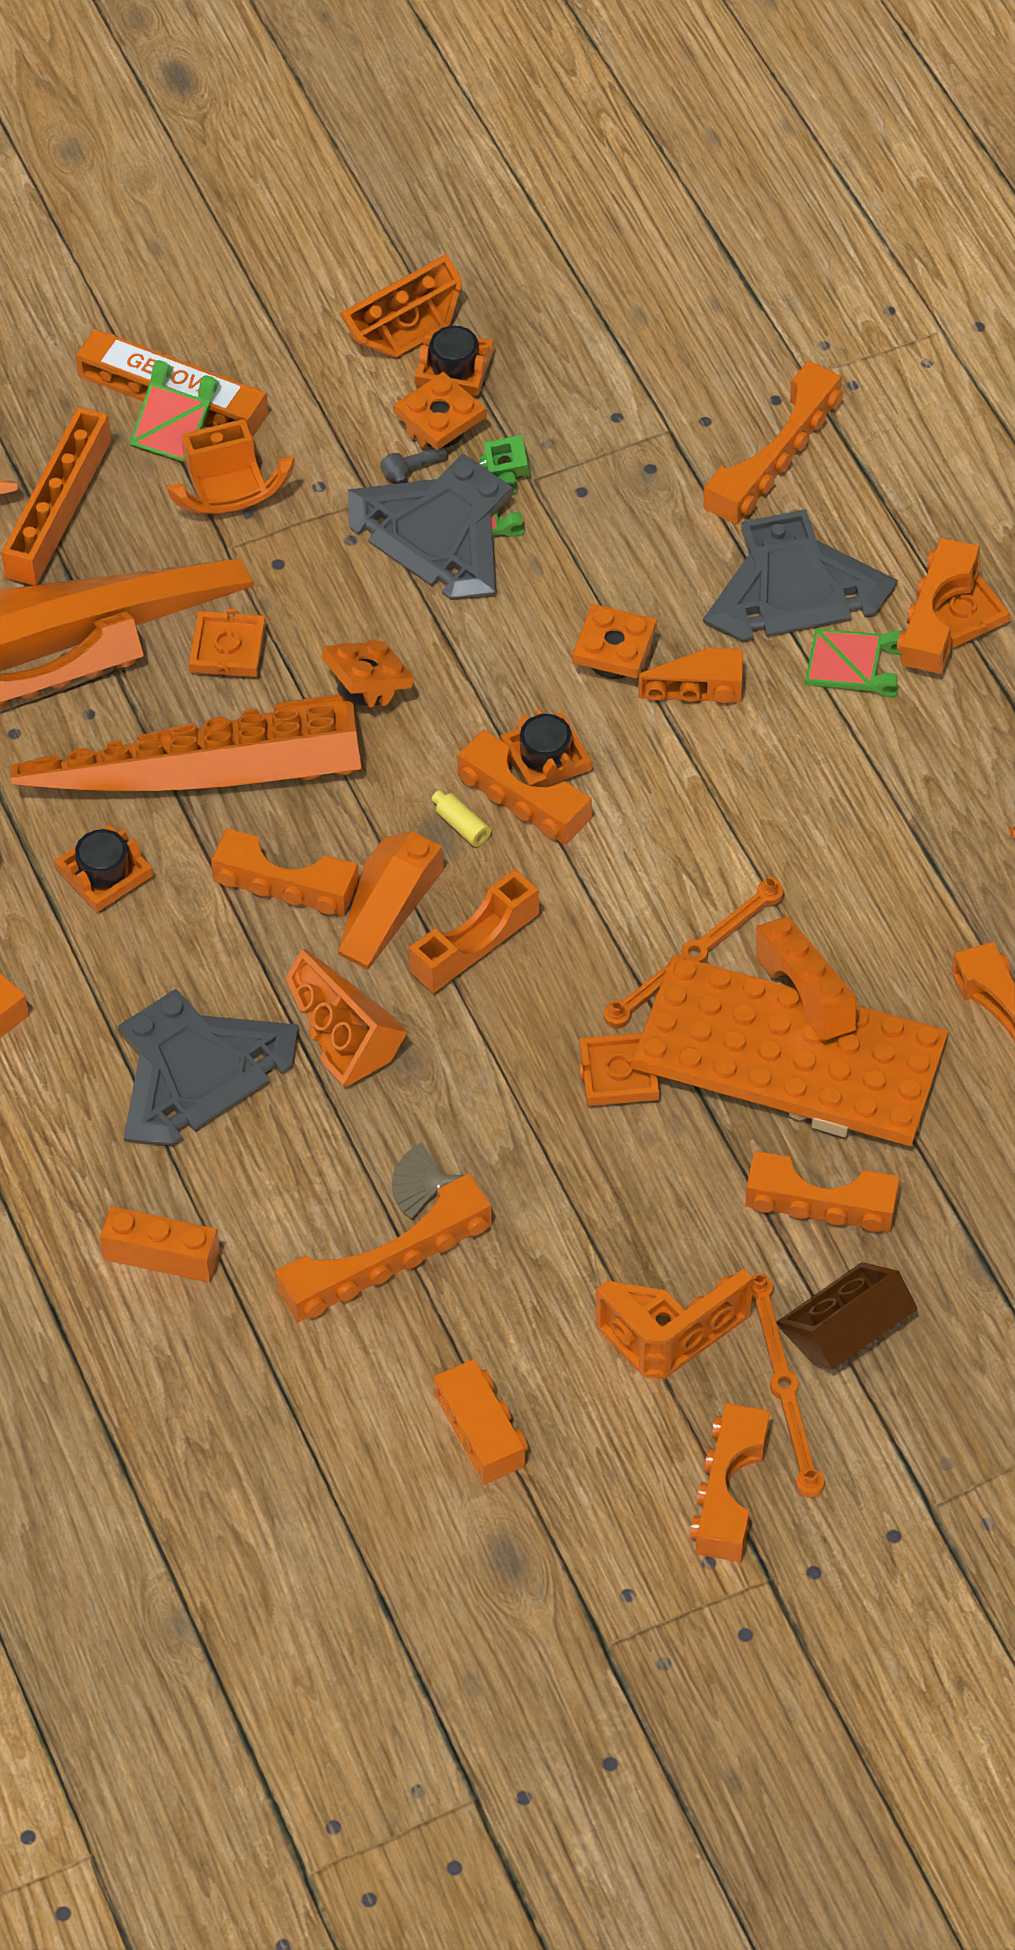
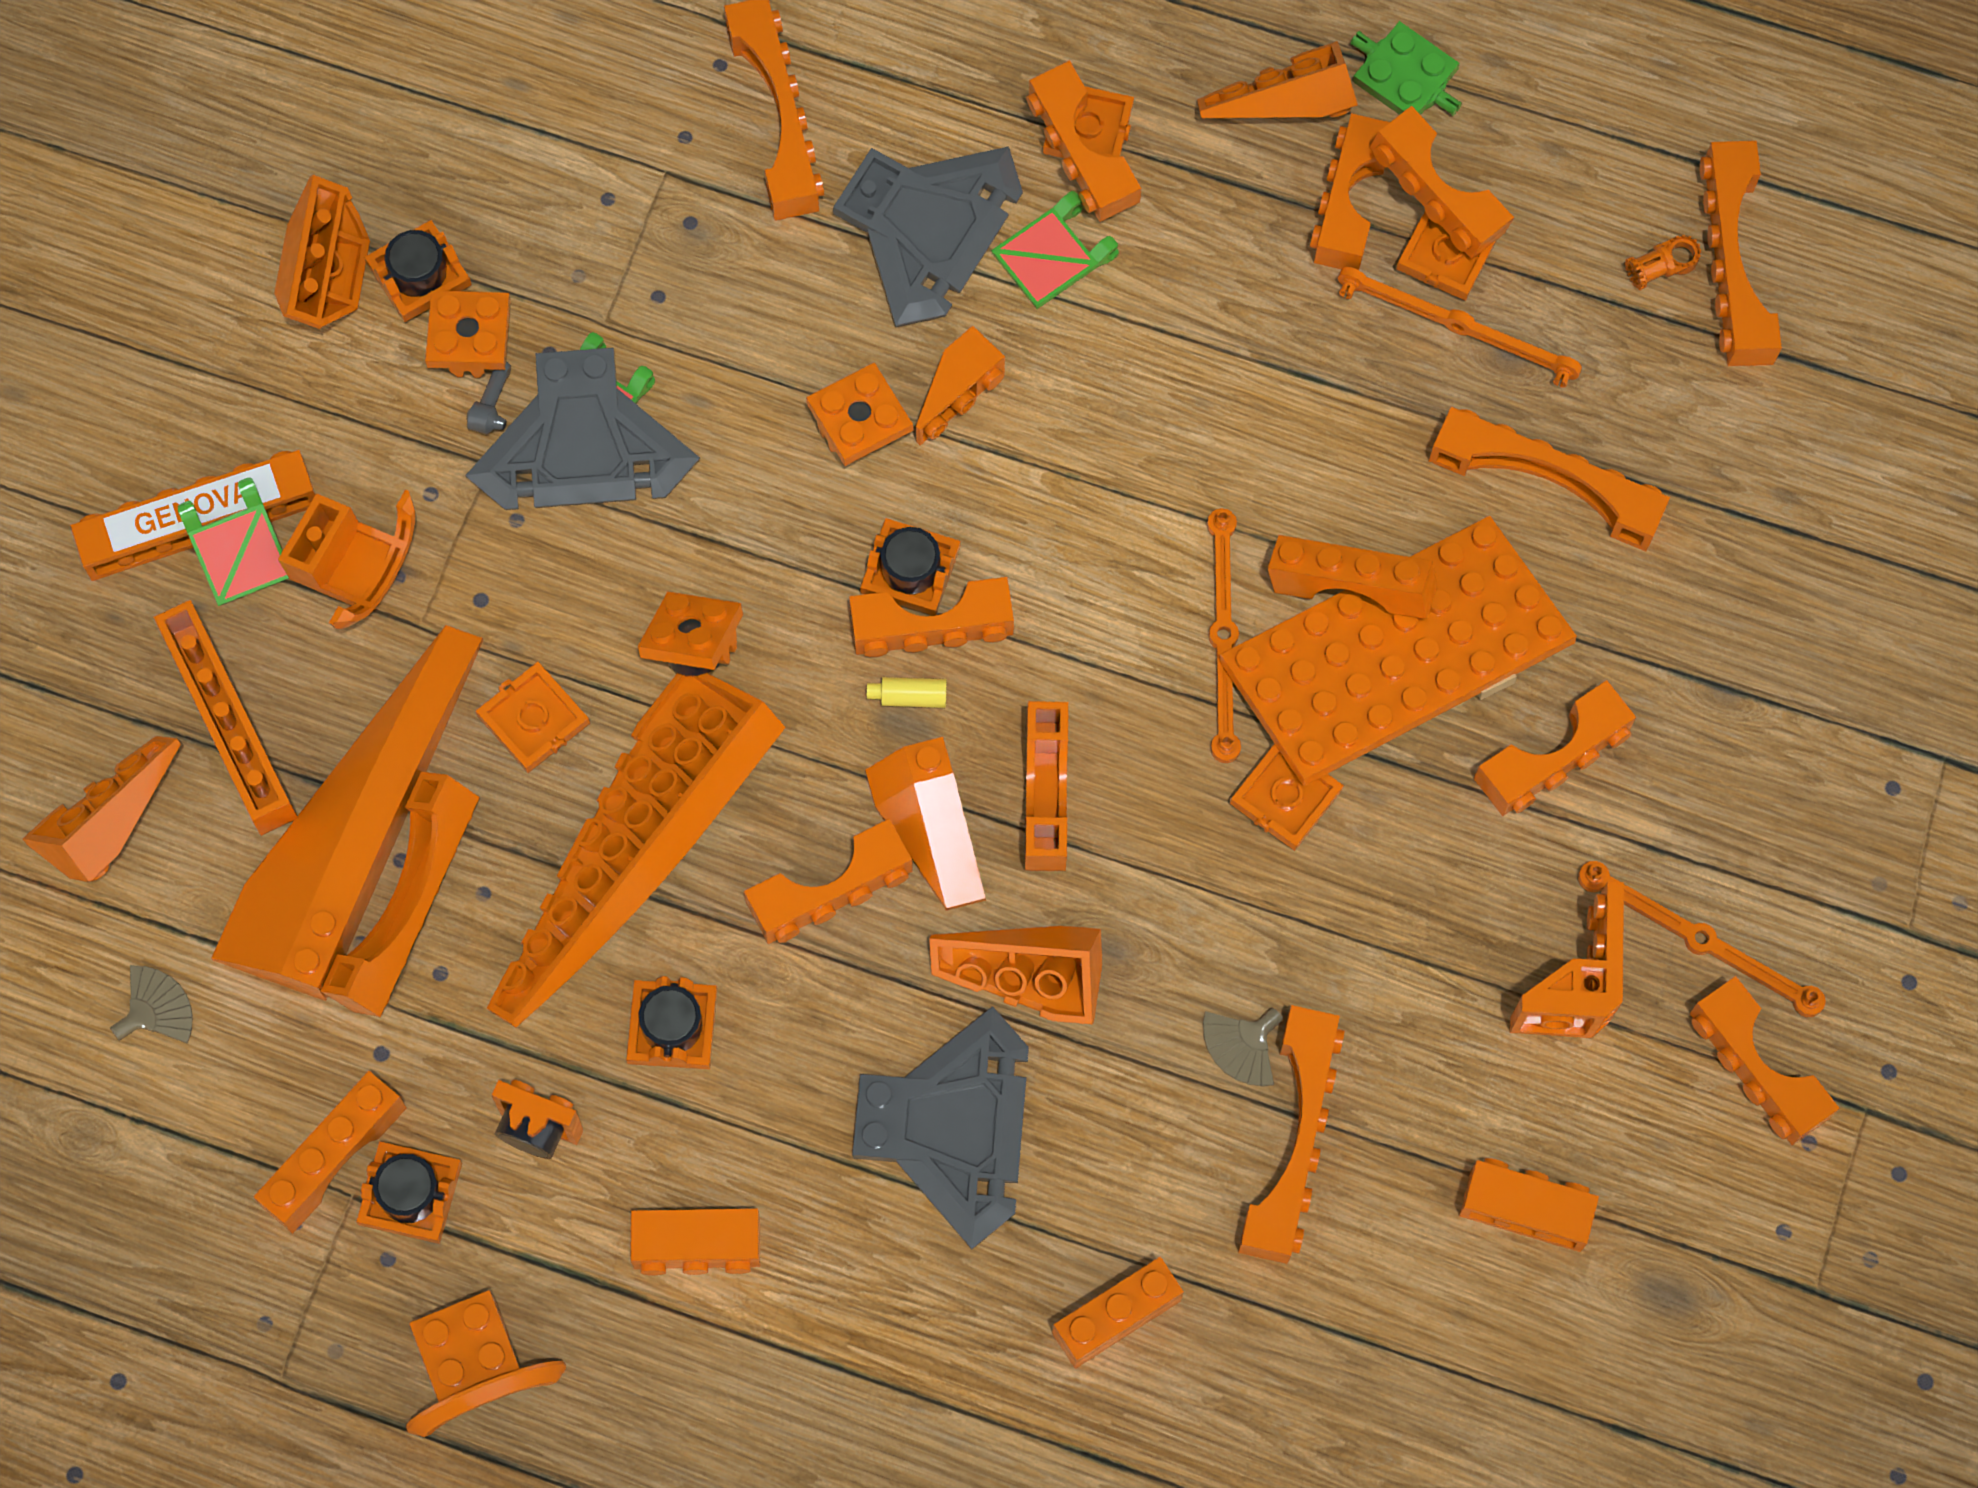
camera: 50 degrees left, 15 degrees up
(508, 449) = (574, 311): bright green brick -> none
(848, 1315) = (1686, 833): reddish brown slope -> none

